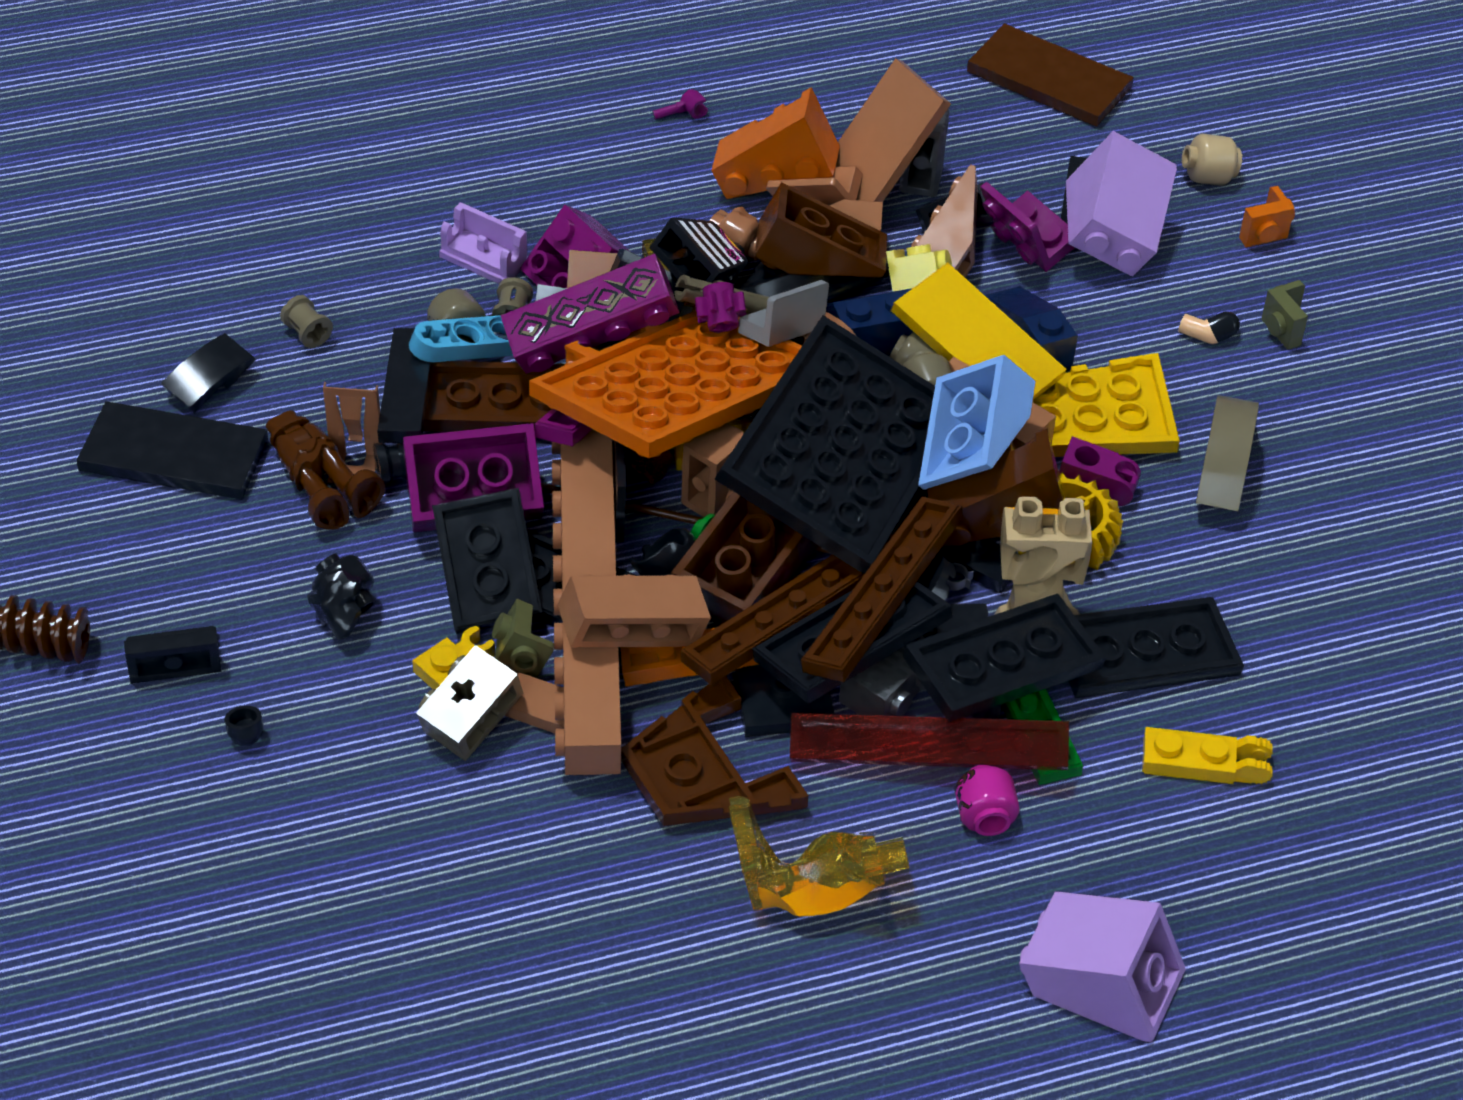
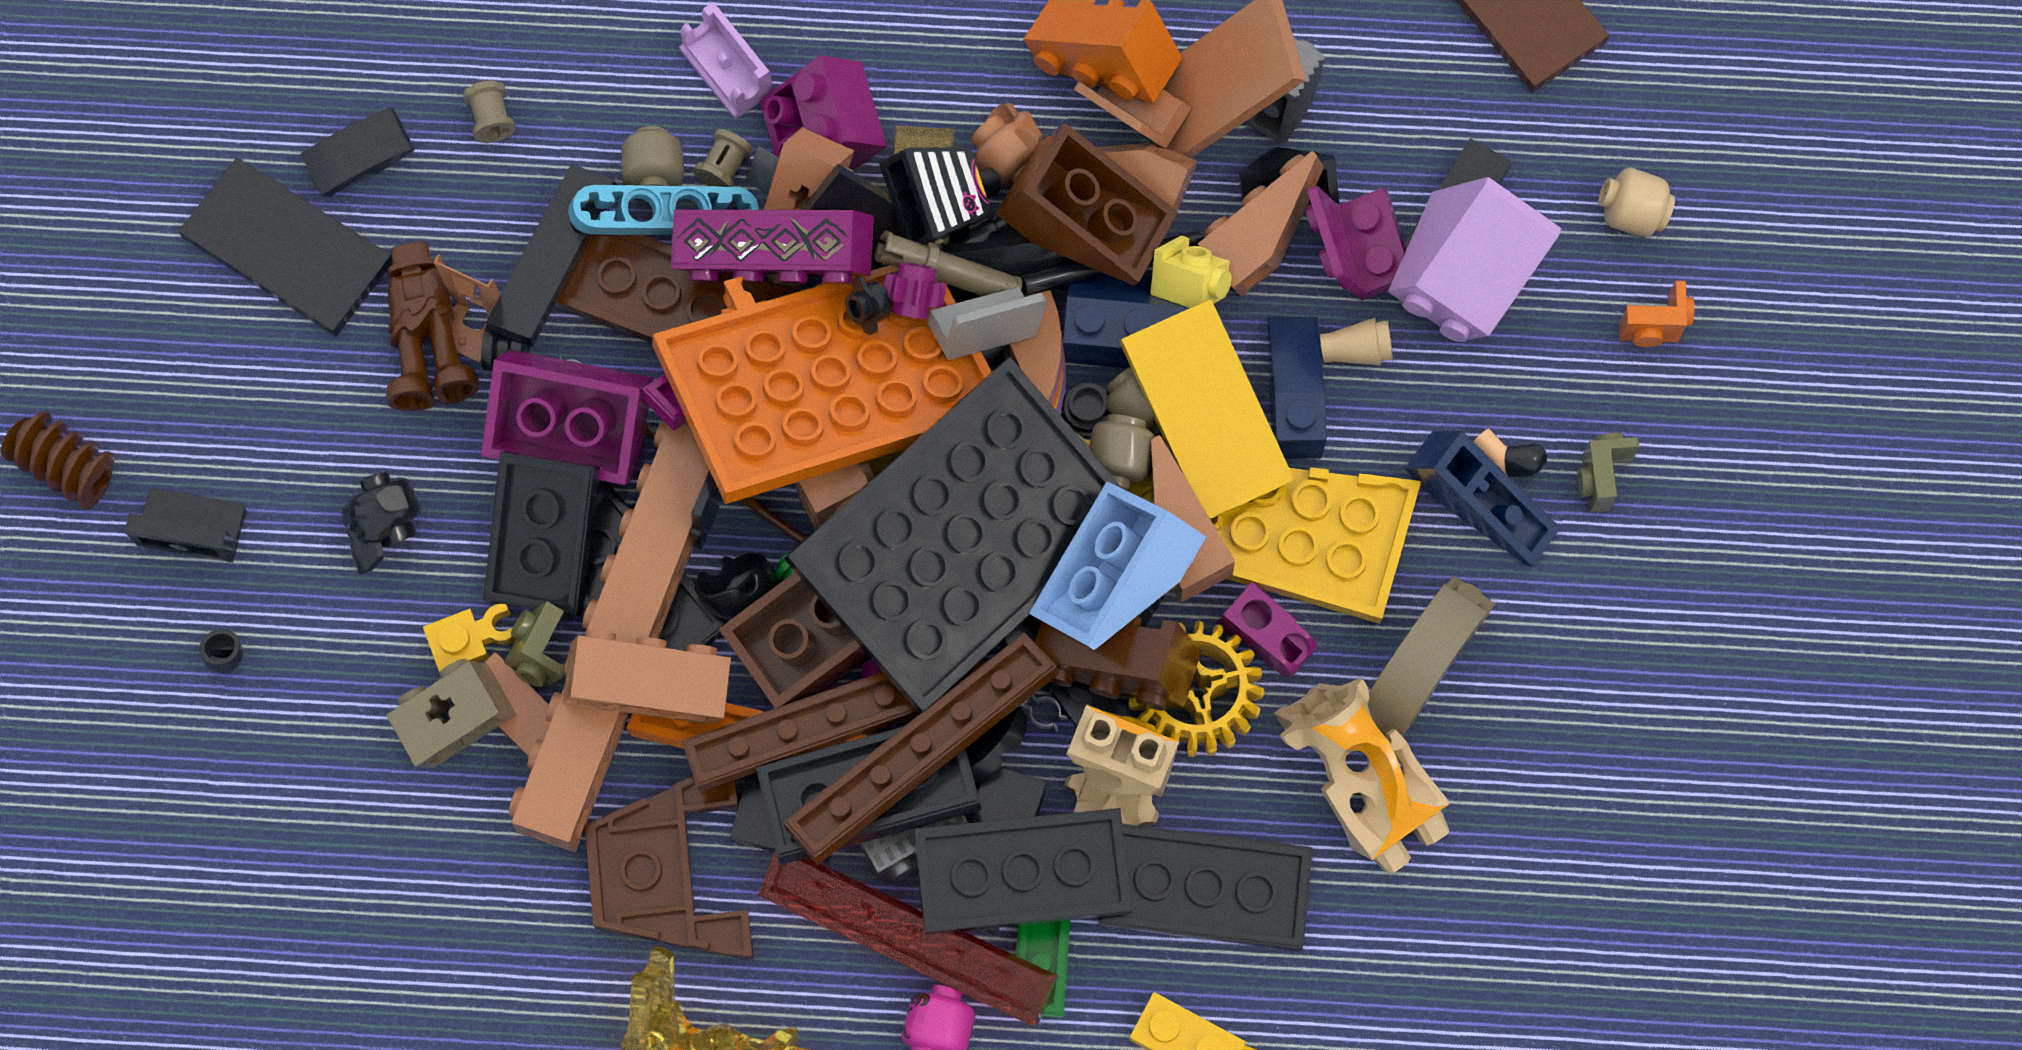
camera: 25 degrees right, 25 degrees up
(698, 322) = (867, 304): none -> black plate
(1065, 287) = (1358, 344): none -> tan cone
(1202, 348) = (1481, 494): none -> dark blue slope
(1246, 546) = (1396, 803): none -> tan hips

